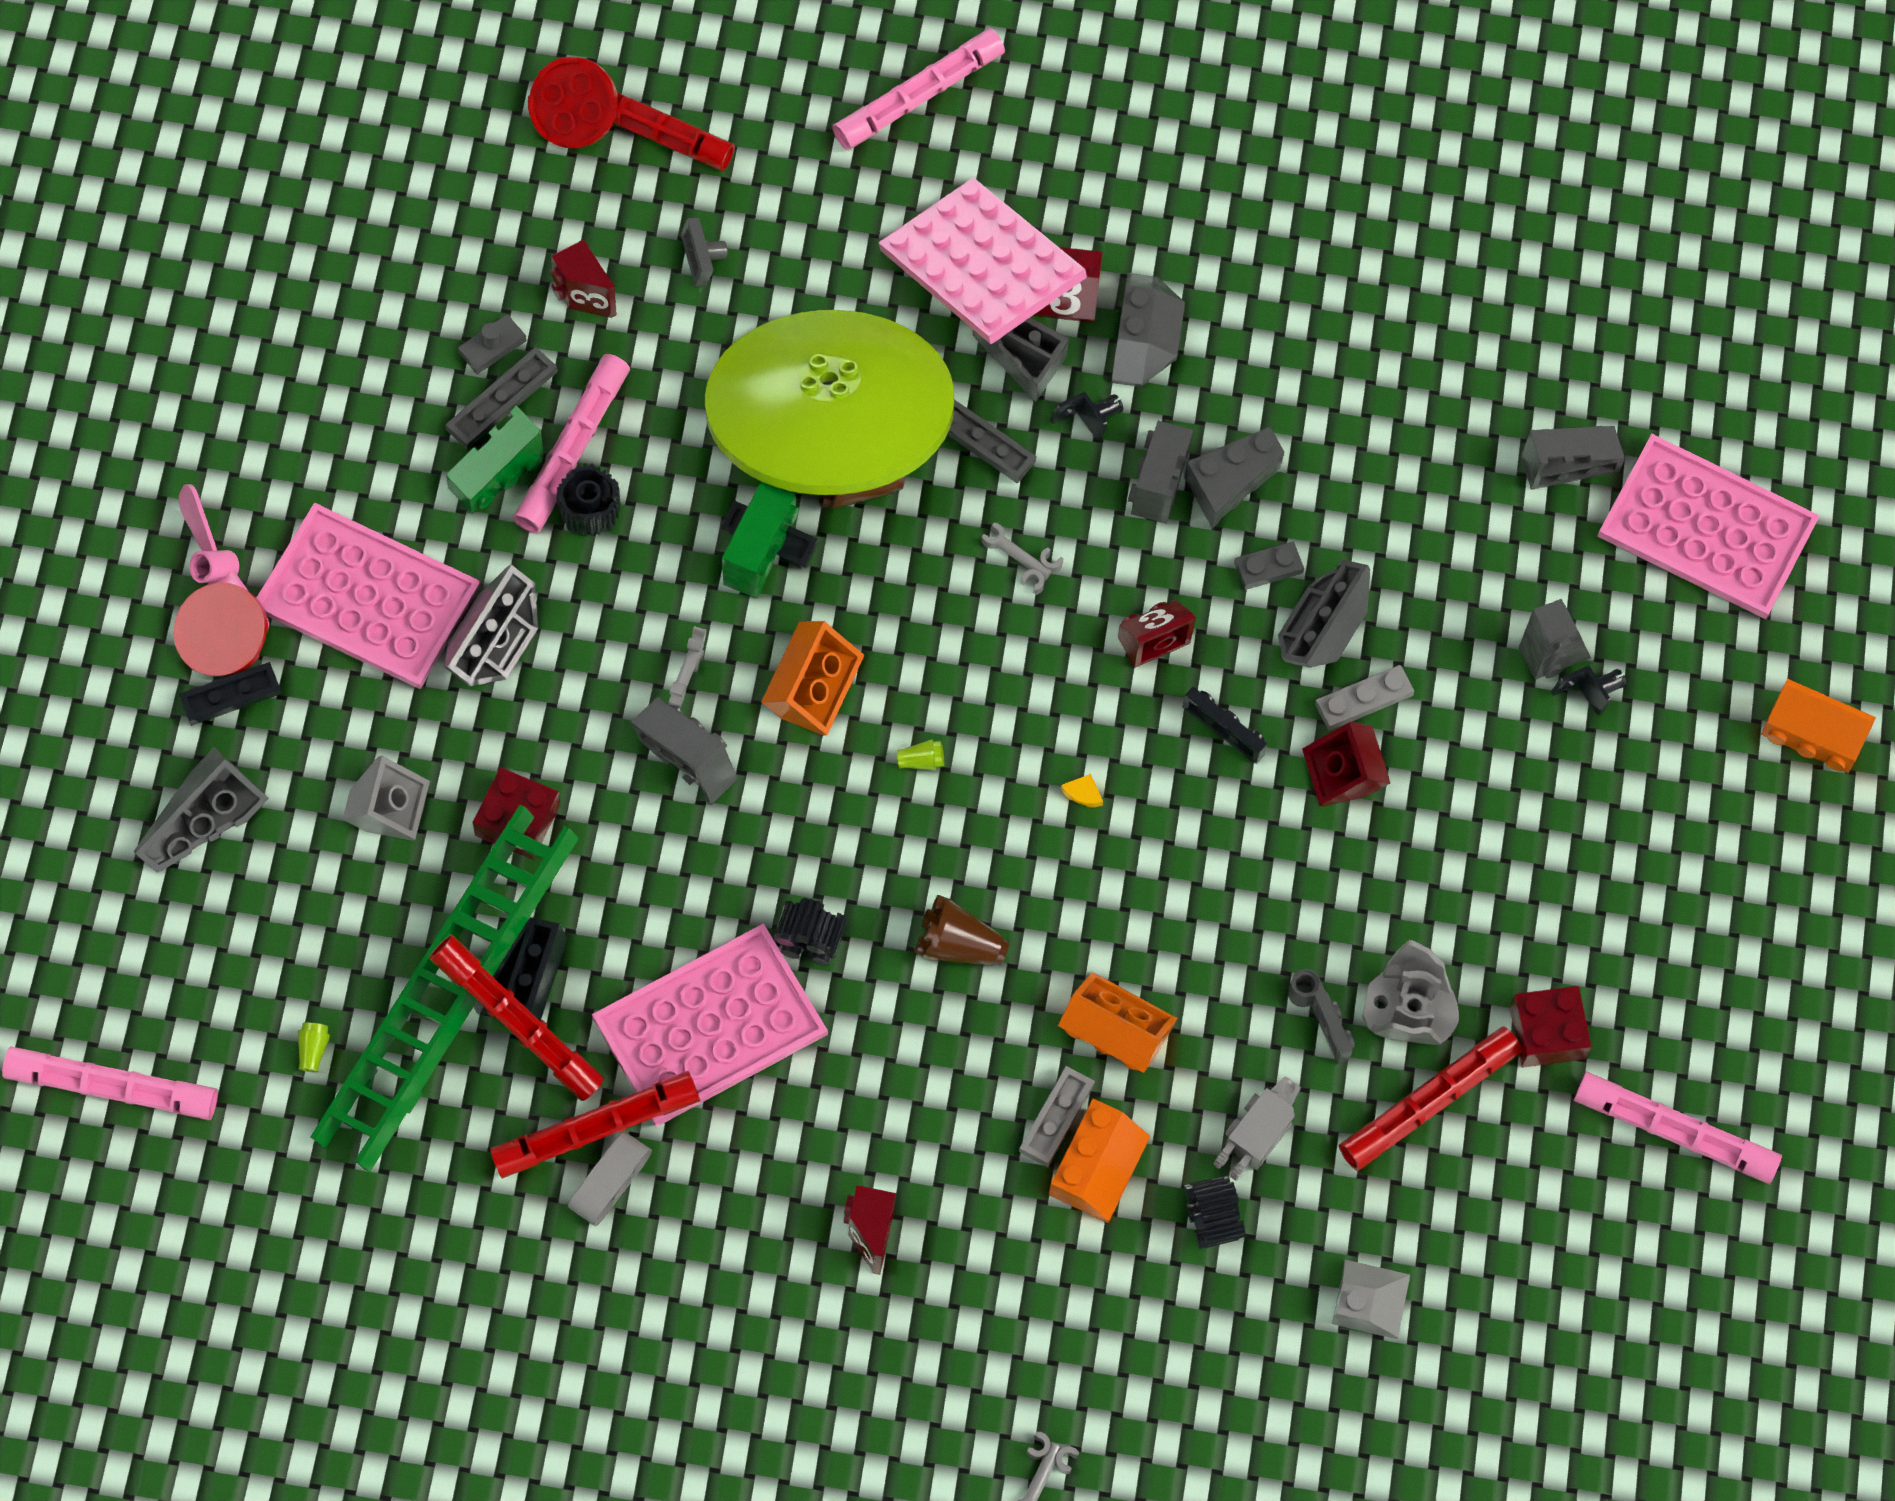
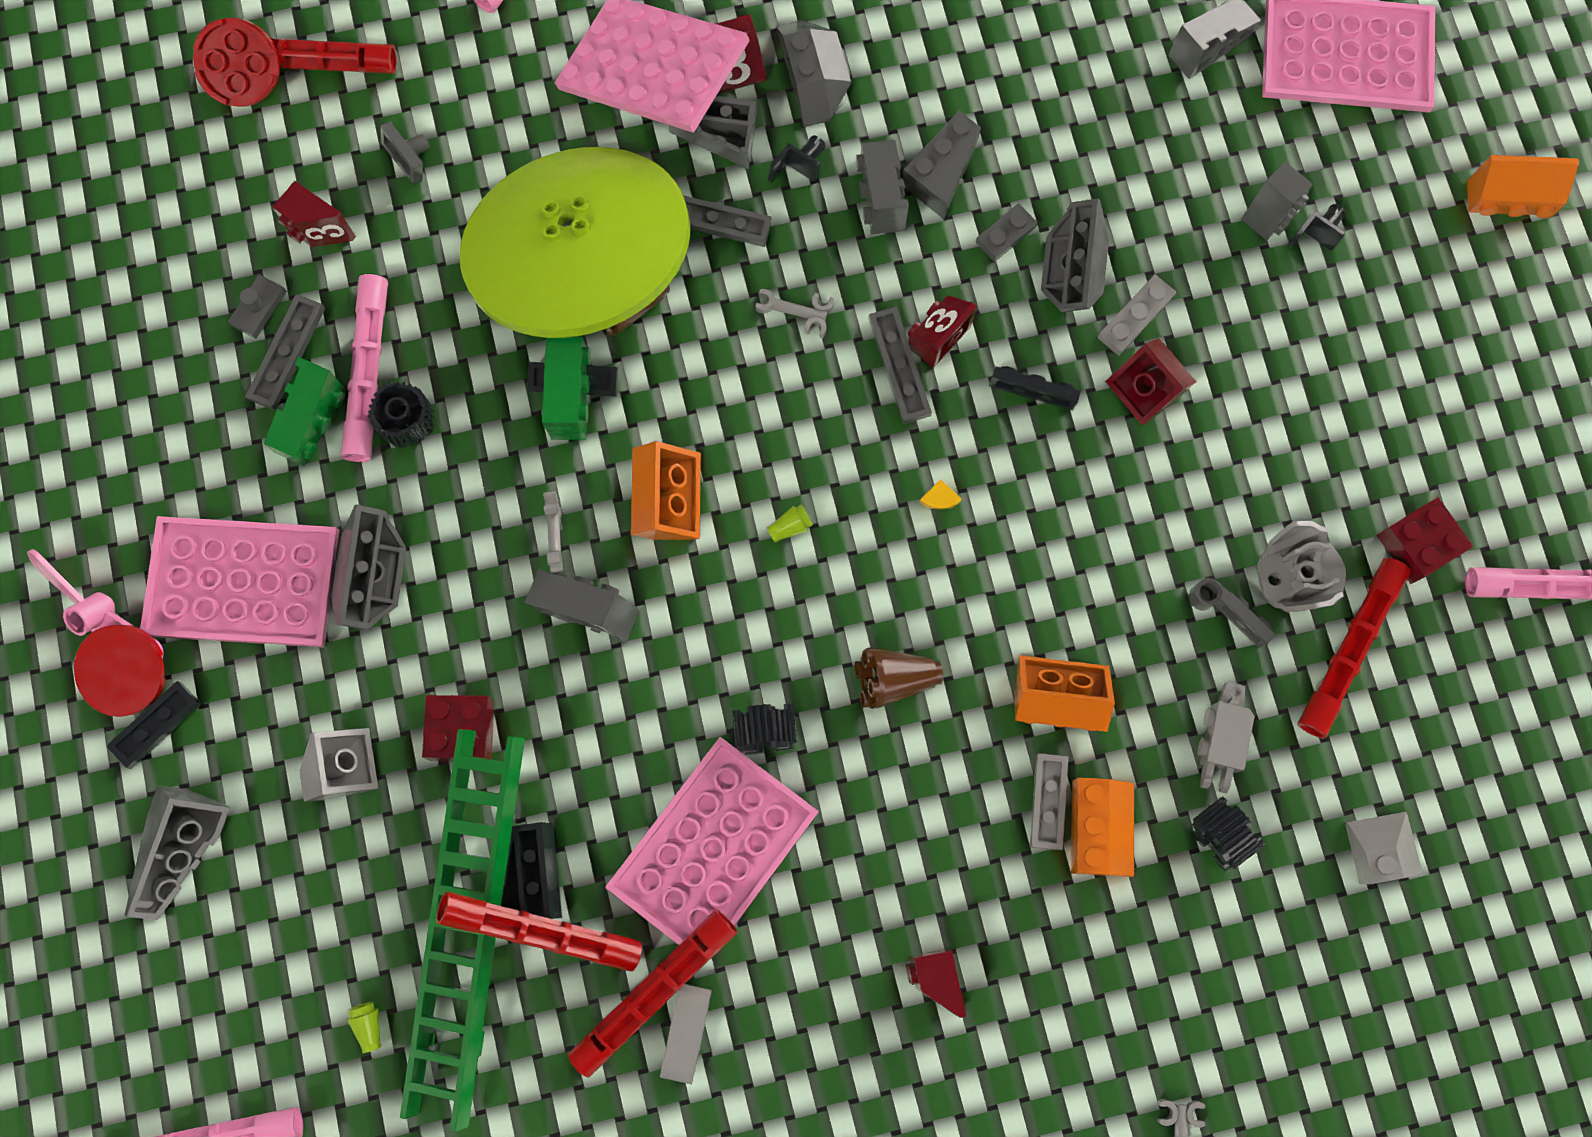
camera: 20 degrees left, 10 degrees up
(1100, 650) = (899, 365): none -> dark grey plate

